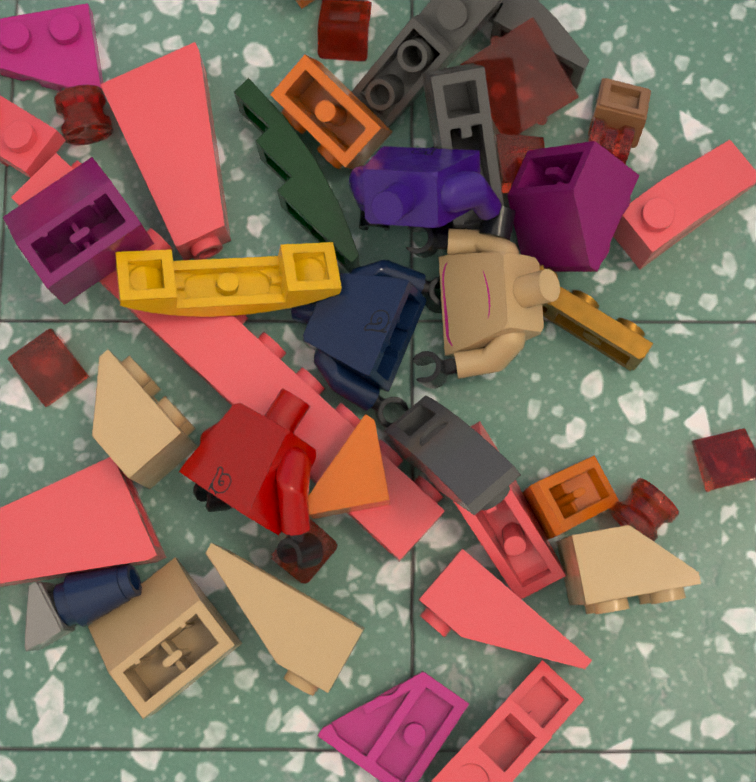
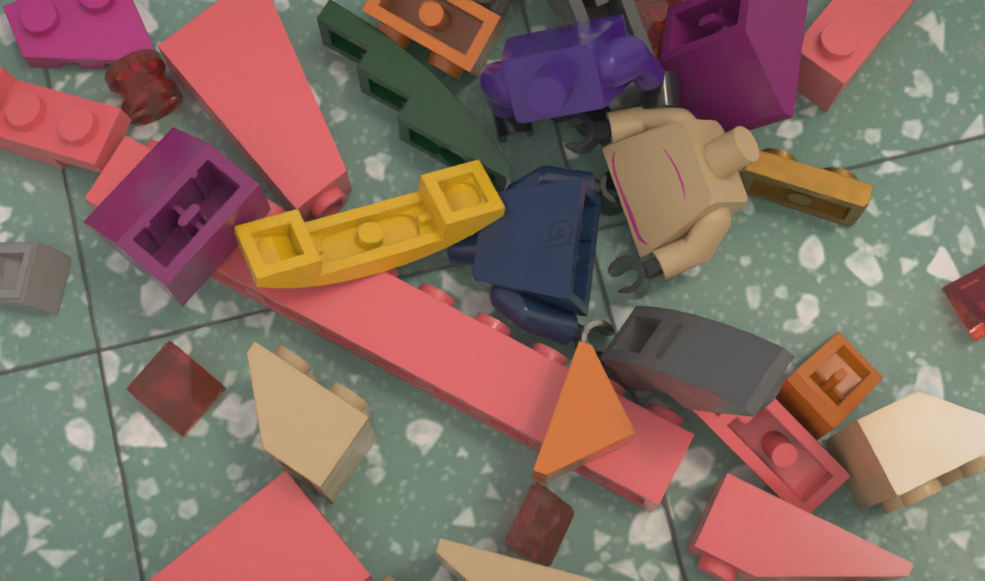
camera: 20 degrees left, 5 degrees down
(260, 472) = (474, 440): red torso -> none
(645, 509) = (916, 370): clear red wheel -> none

